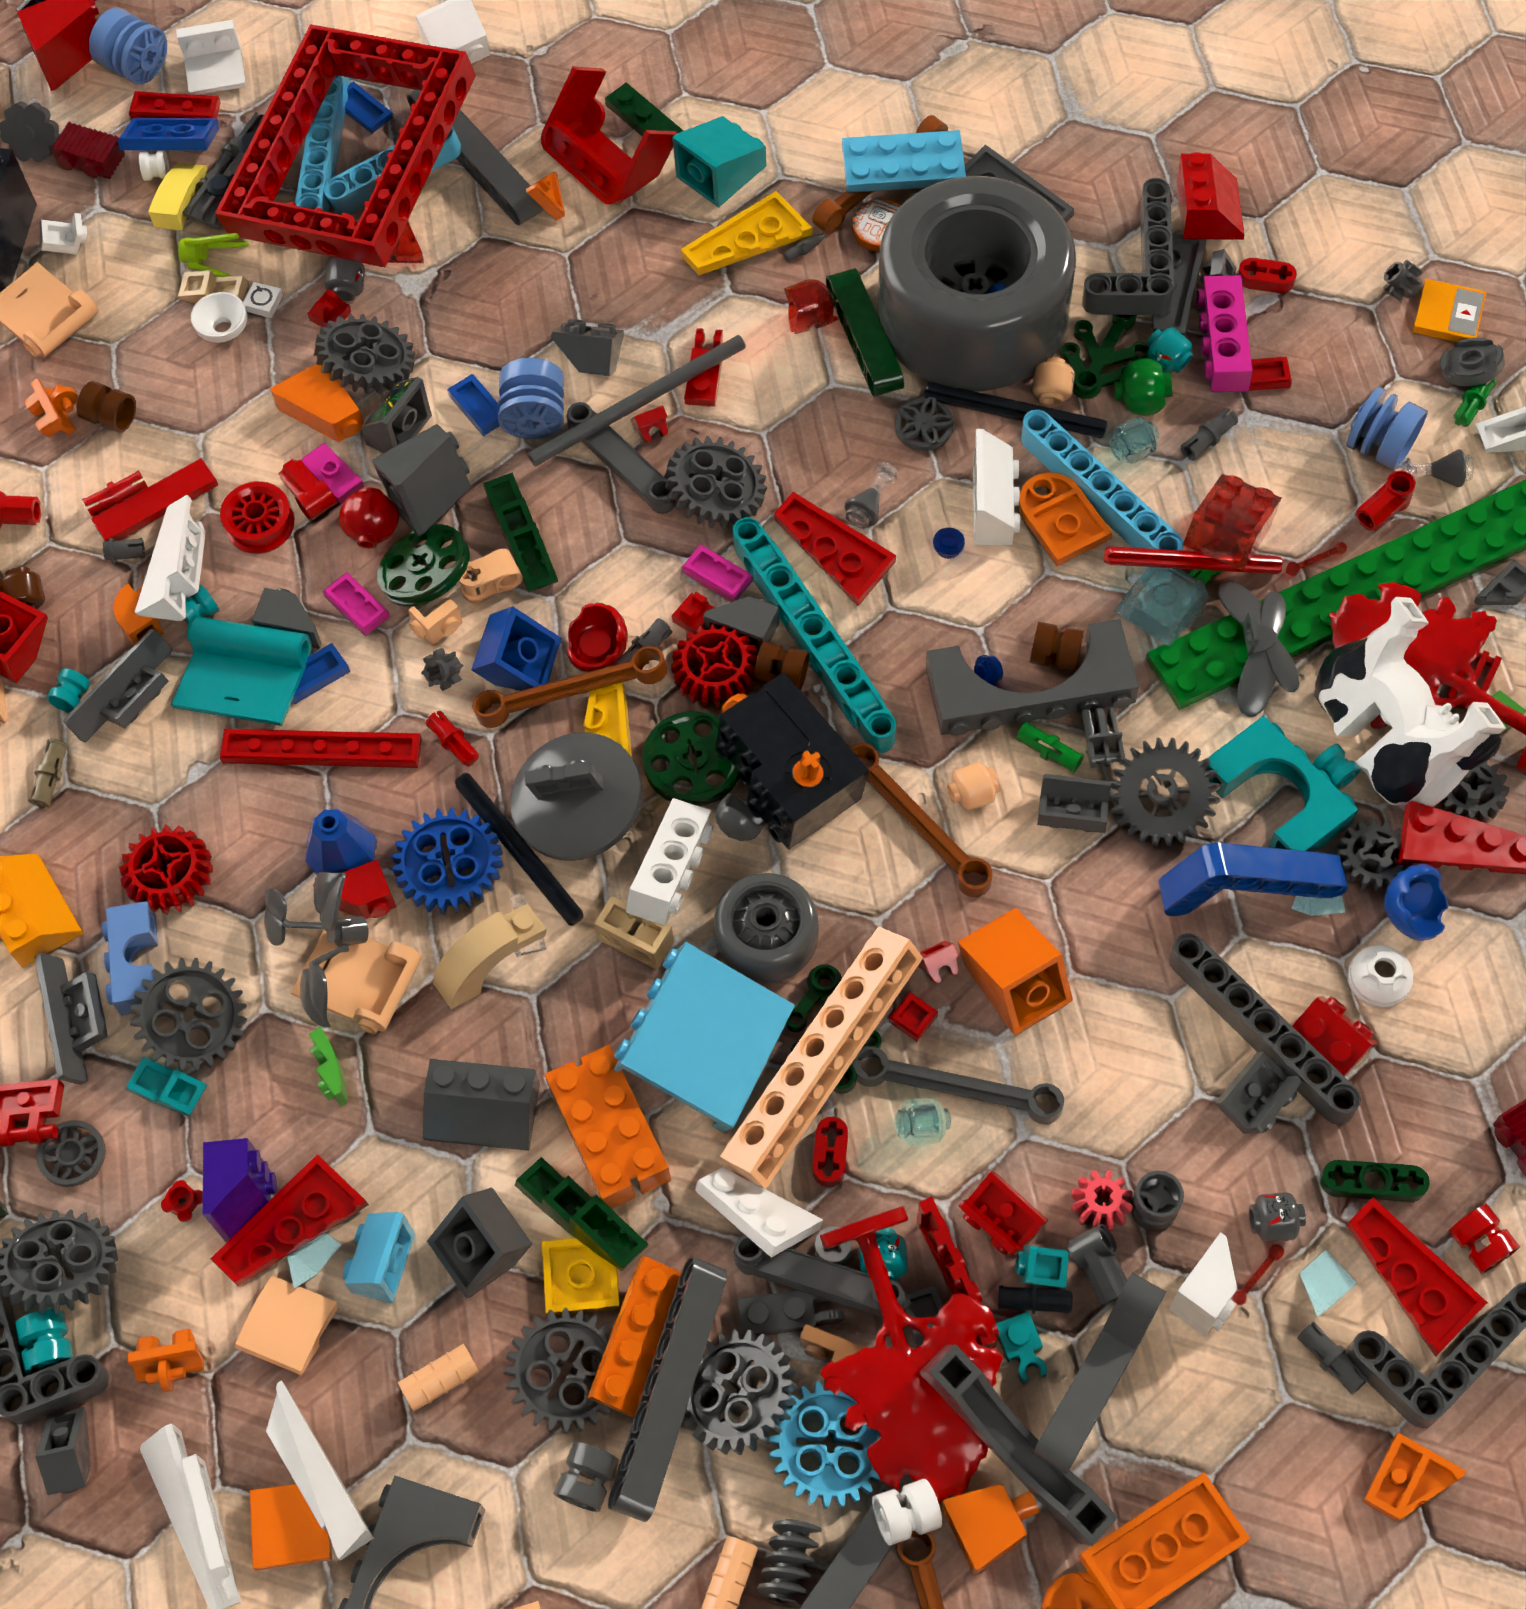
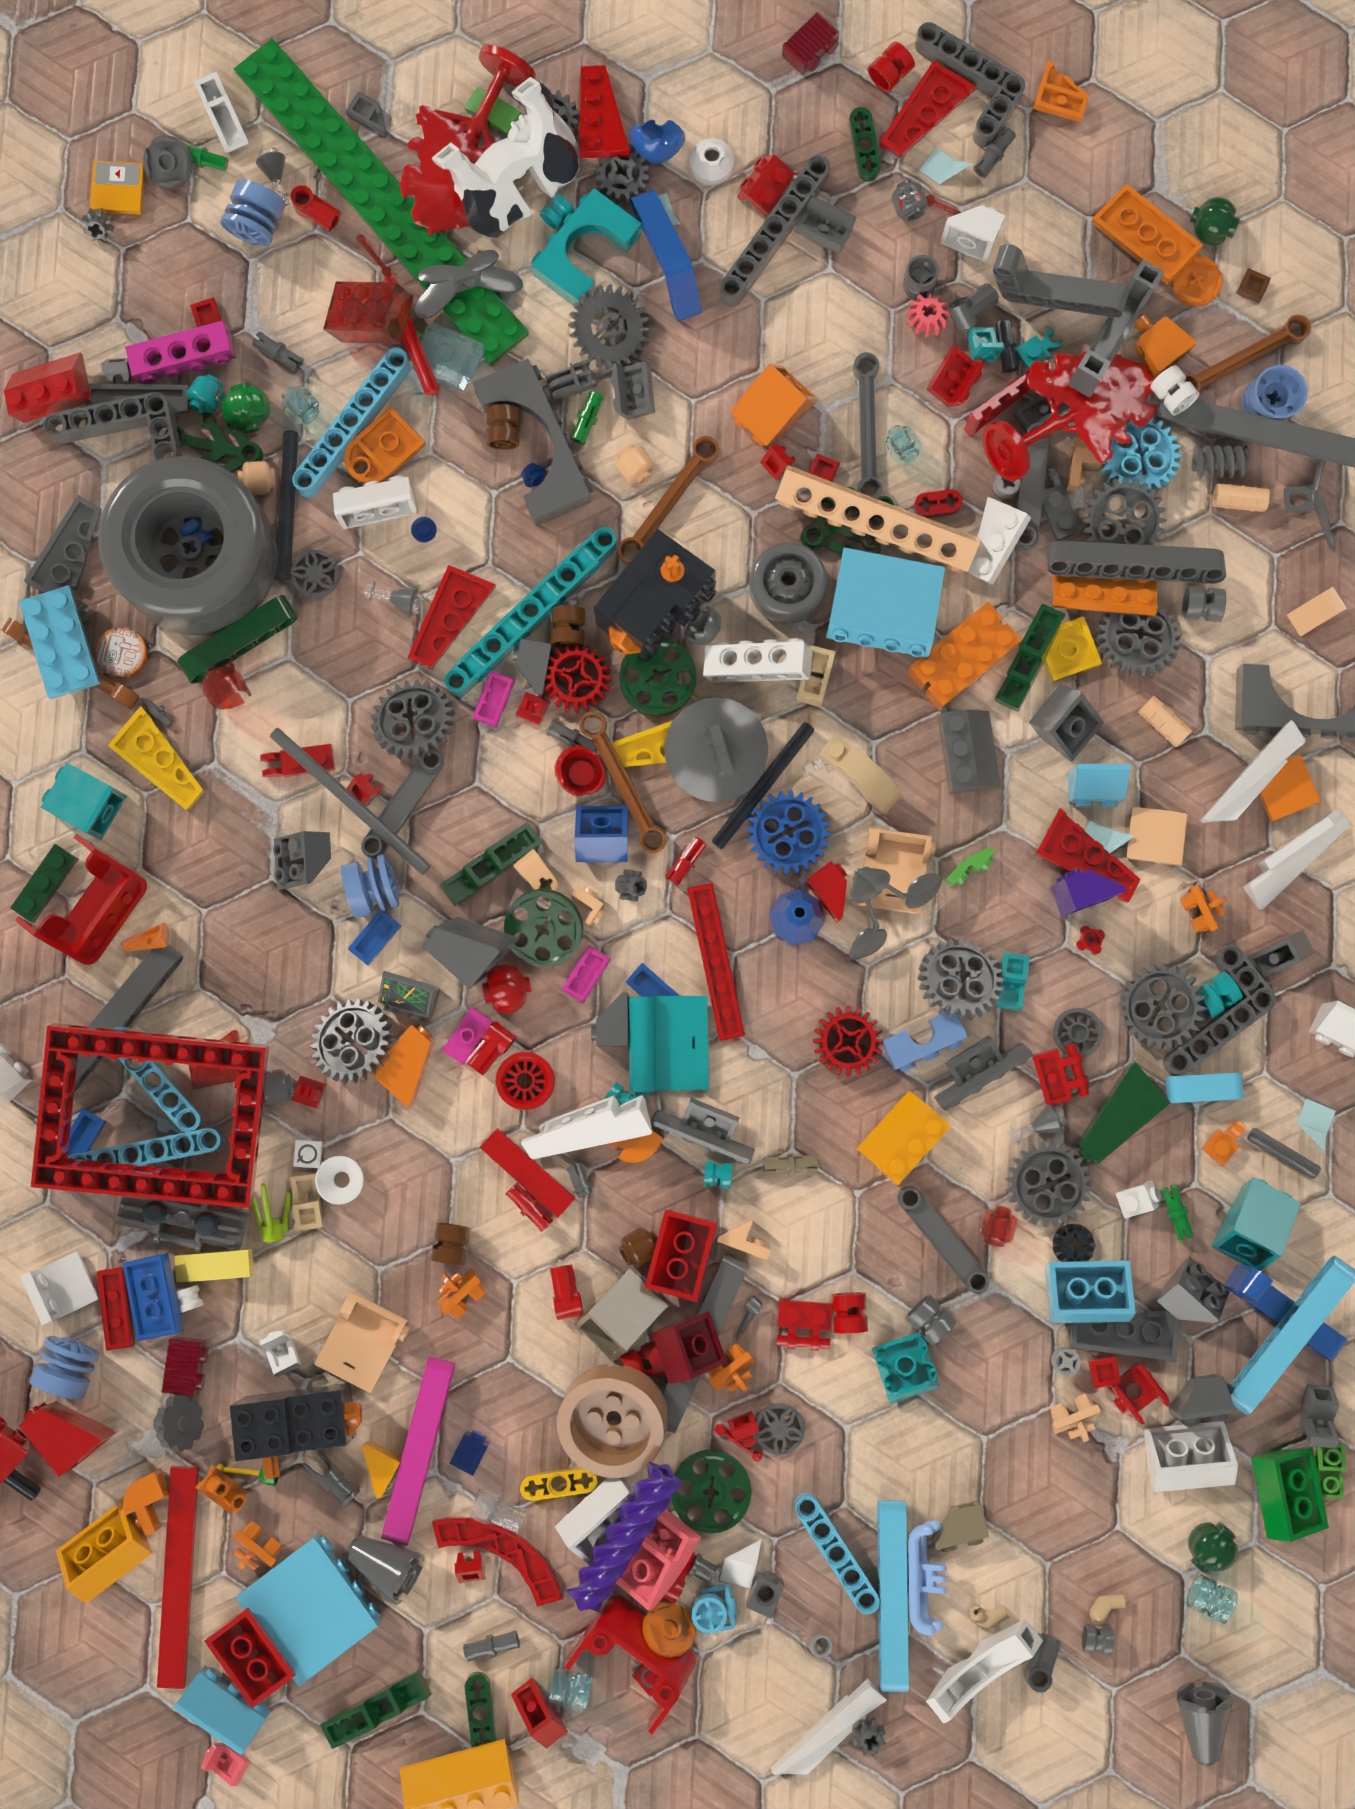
camera: 105 degrees left, 20 degrees up
(1267, 275) = (115, 333): red beam -> none

